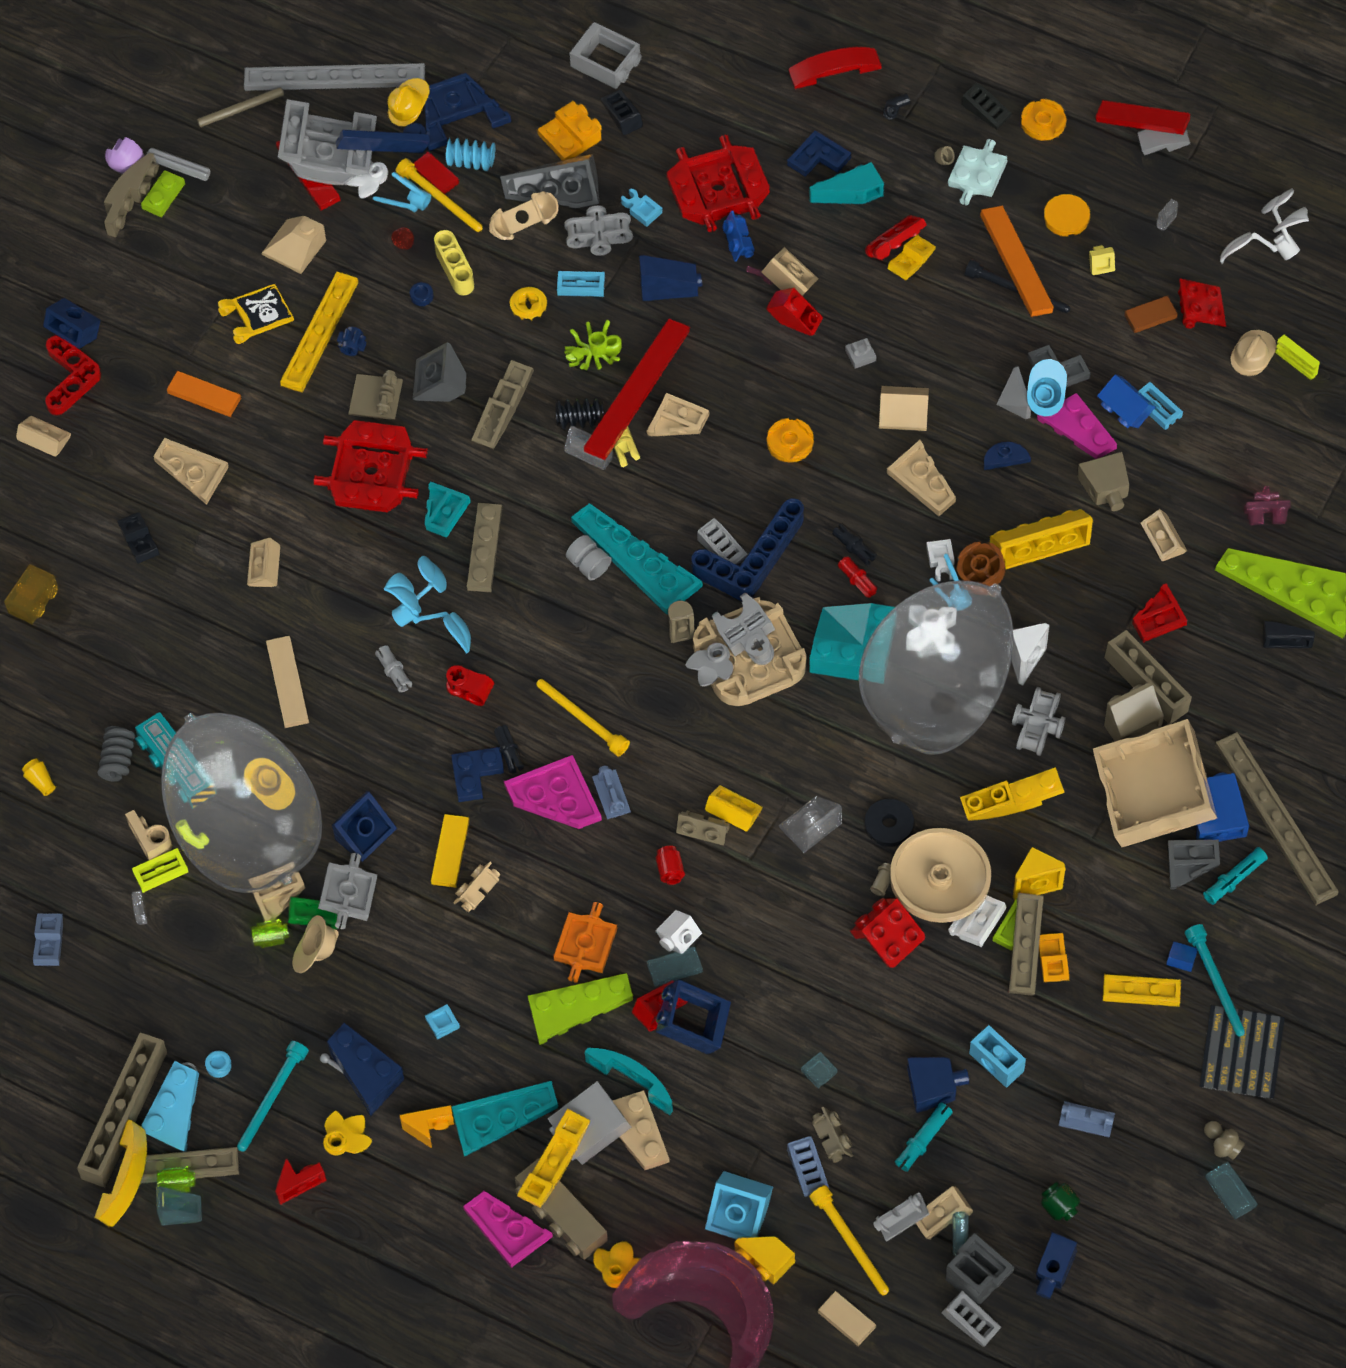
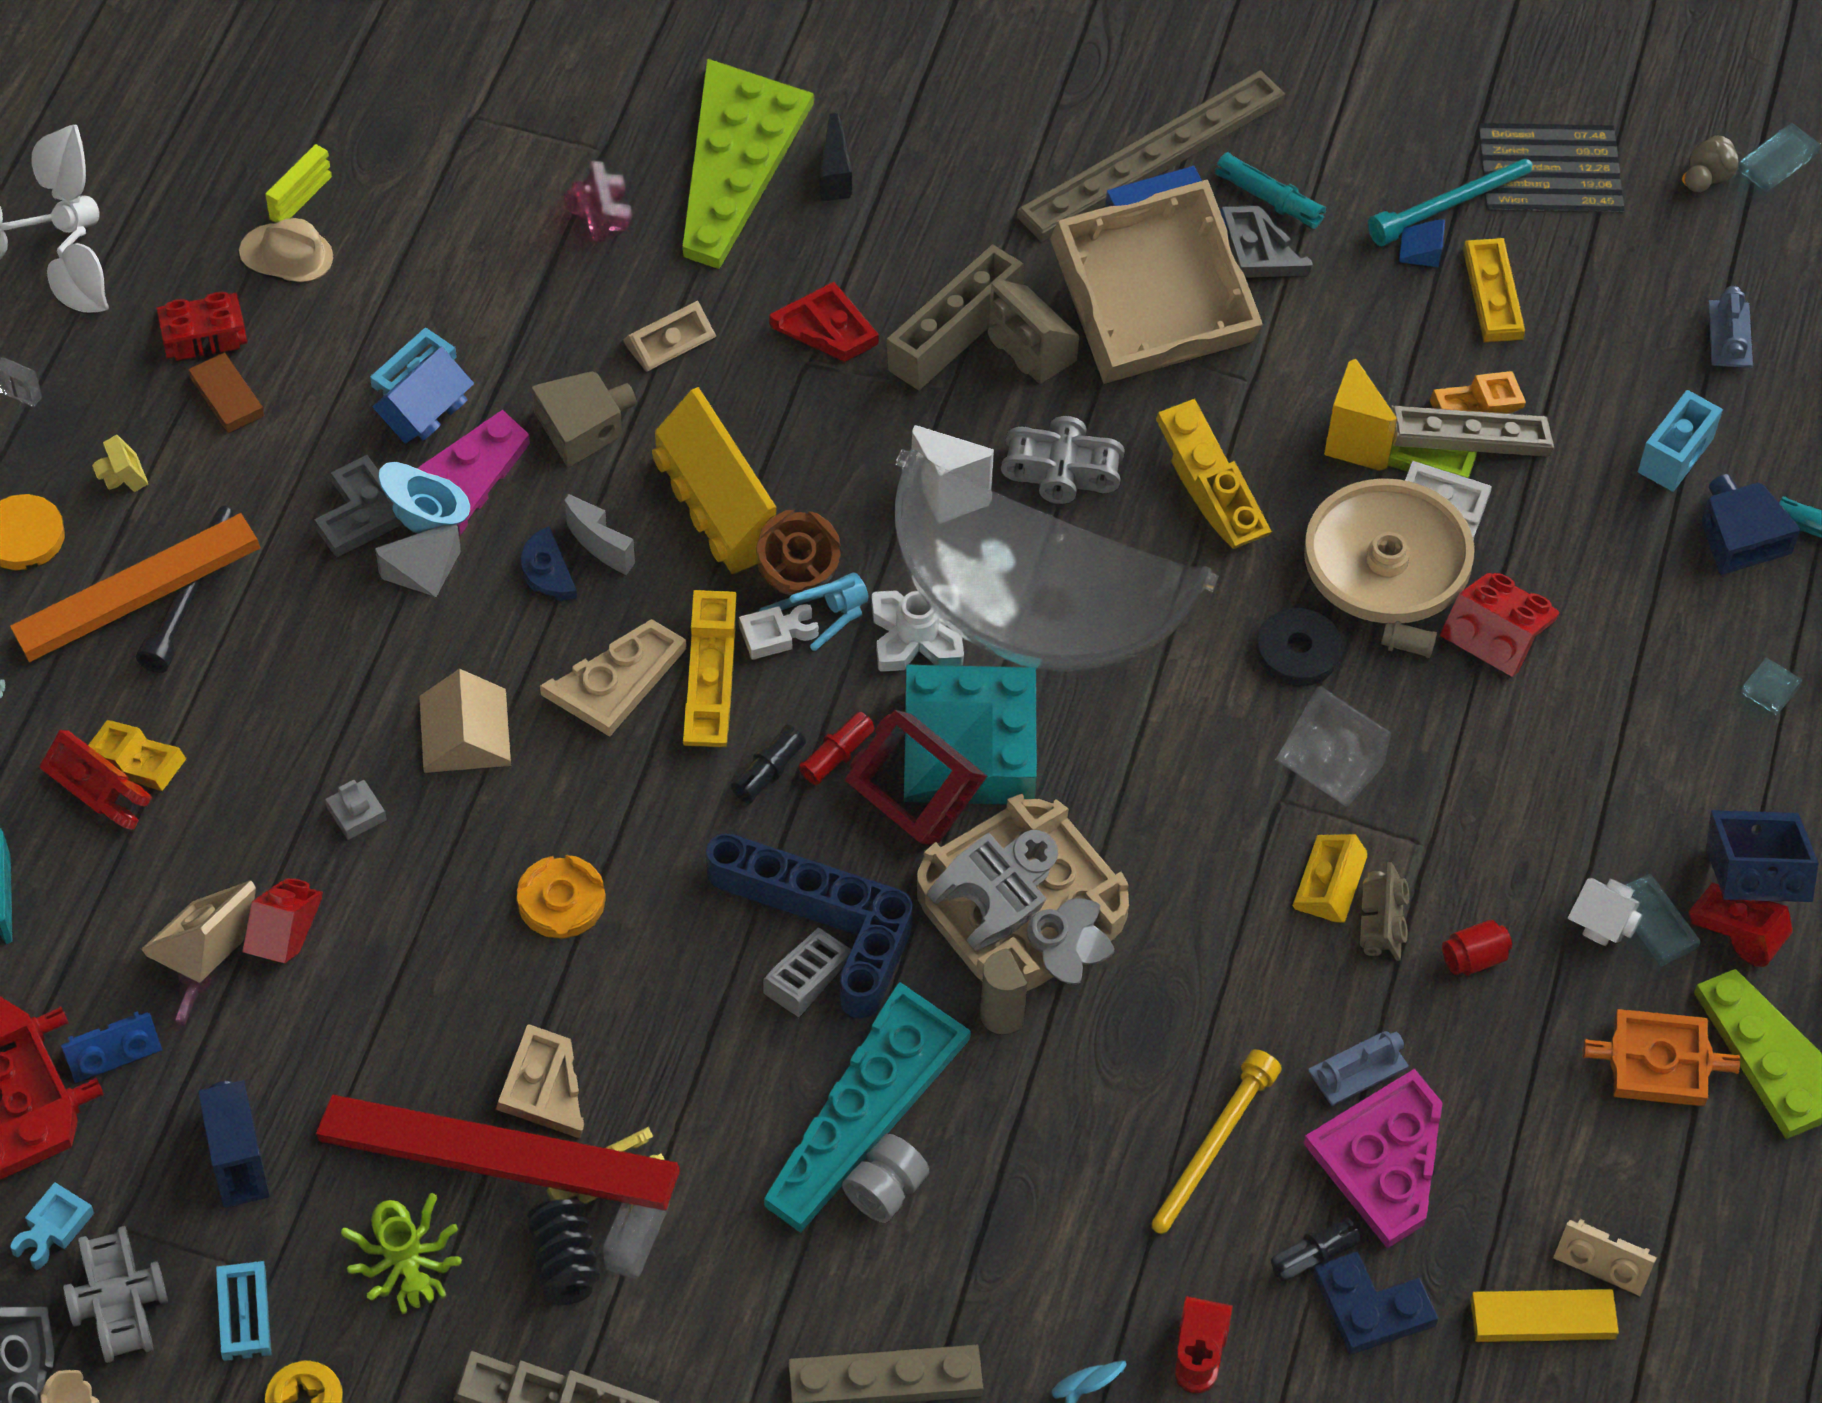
camera: 105 degrees left, 5 degrees down
(823, 603) = (947, 801): none -> dark red window
(916, 525) = (710, 669): none -> yellow slope
(1022, 476) = (590, 529): none -> light grey slope

